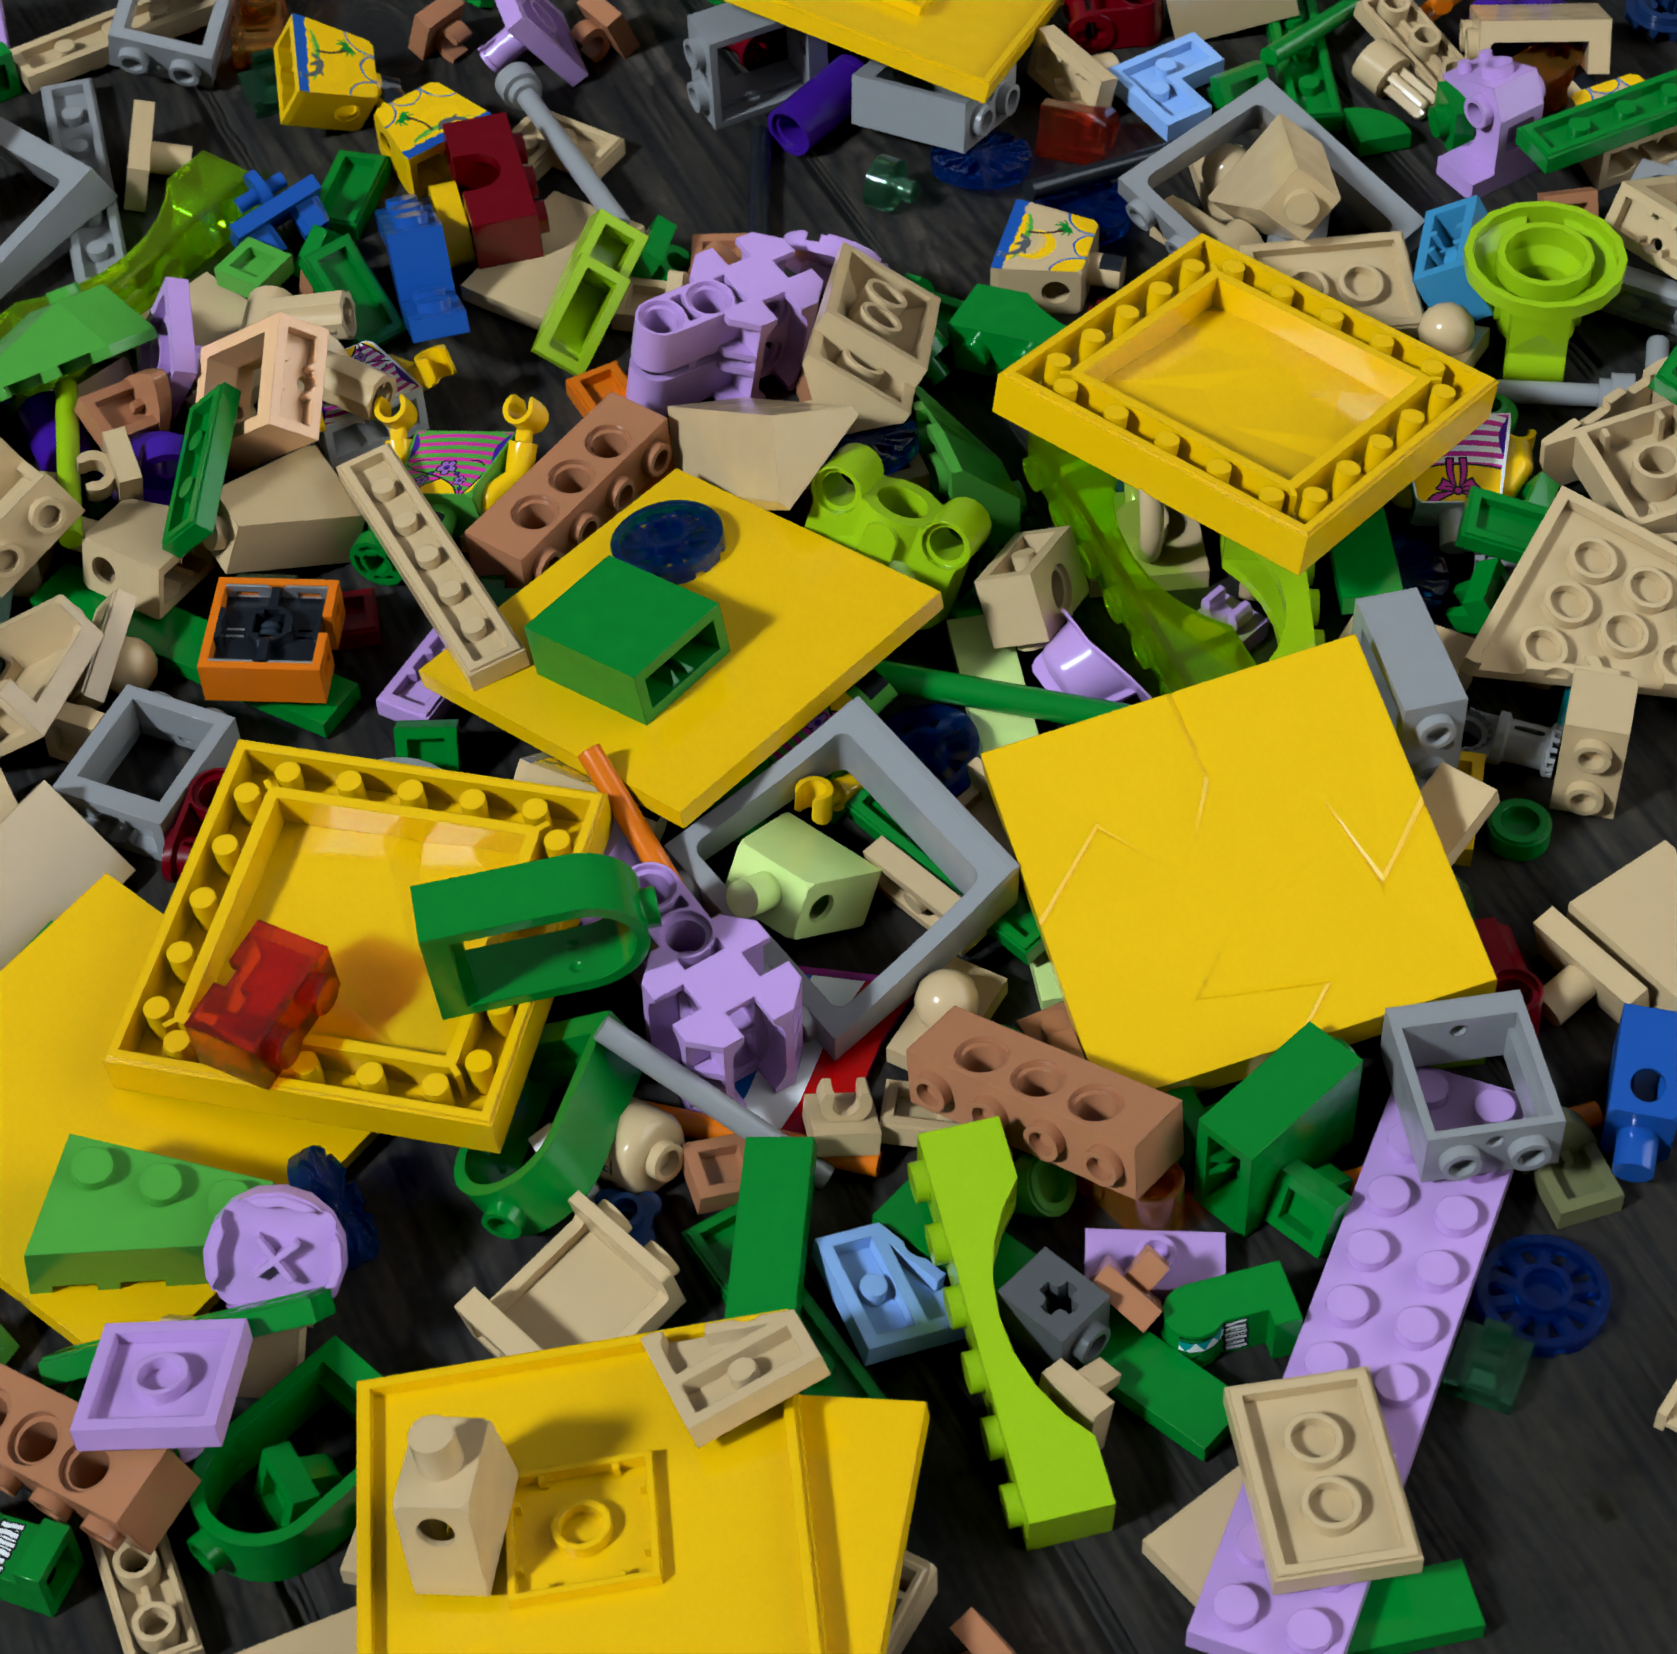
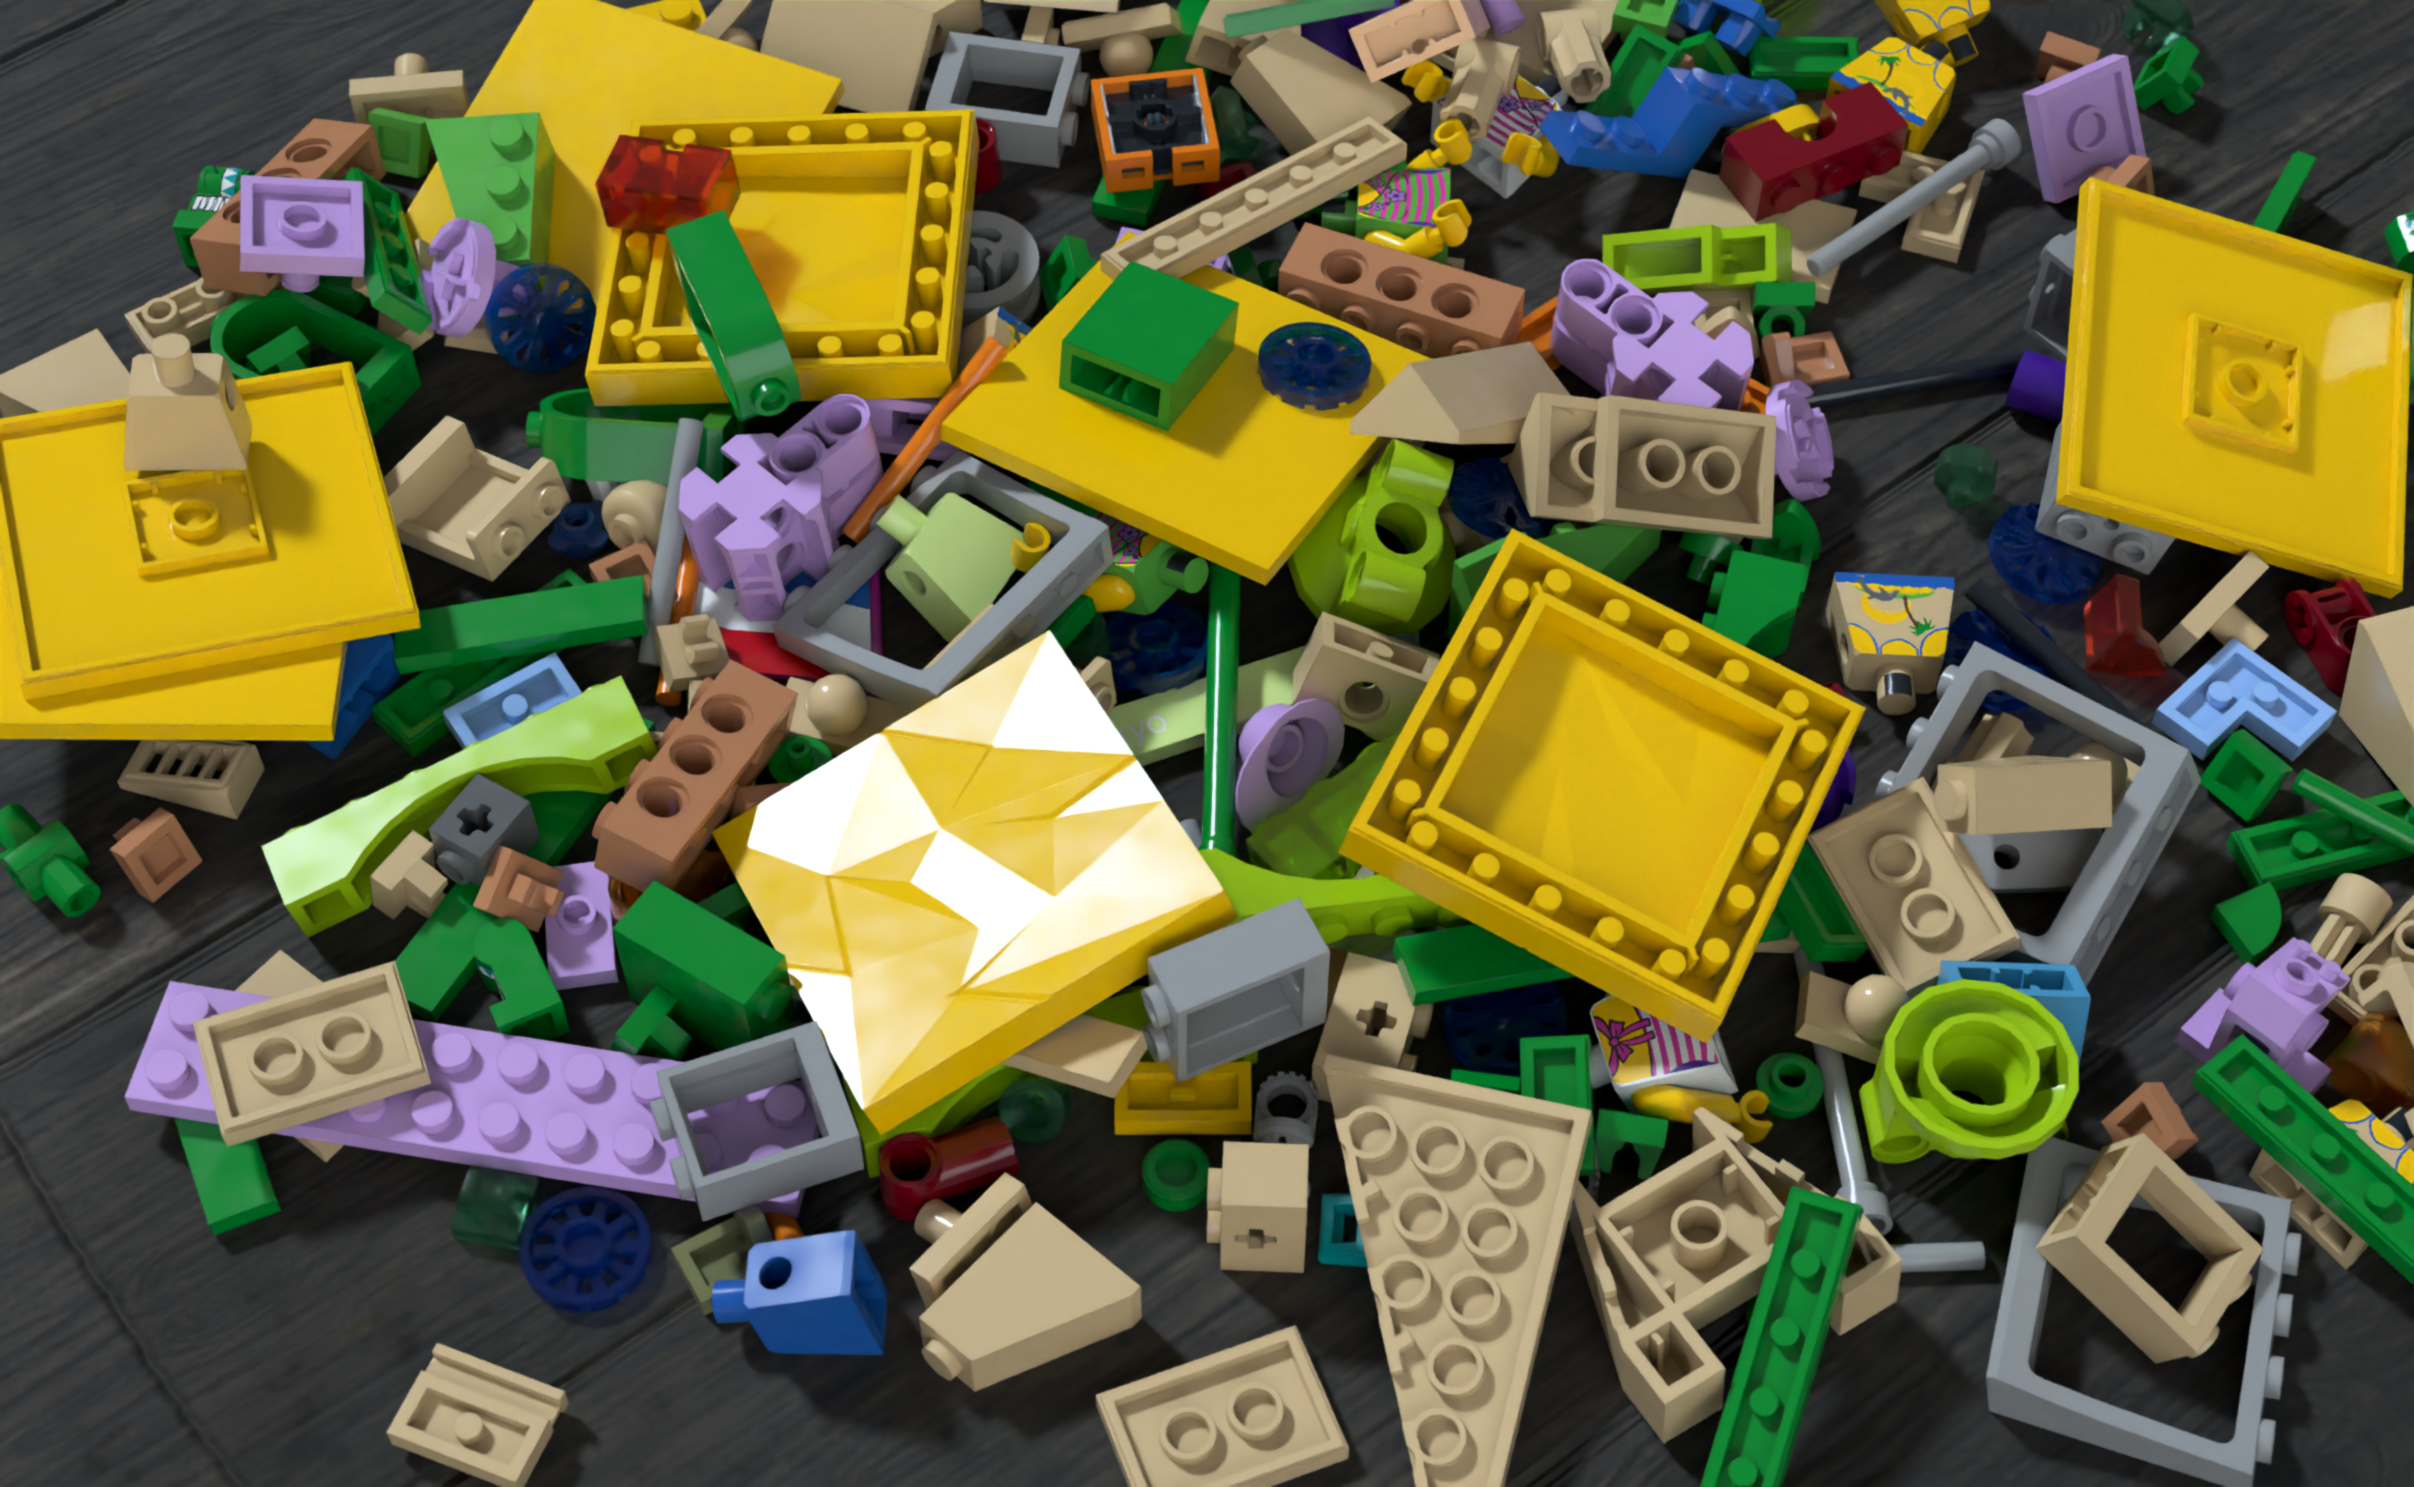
camera: 75 degrees right, 5 degrees up
(735, 1370) = (327, 573): tan wing -> none

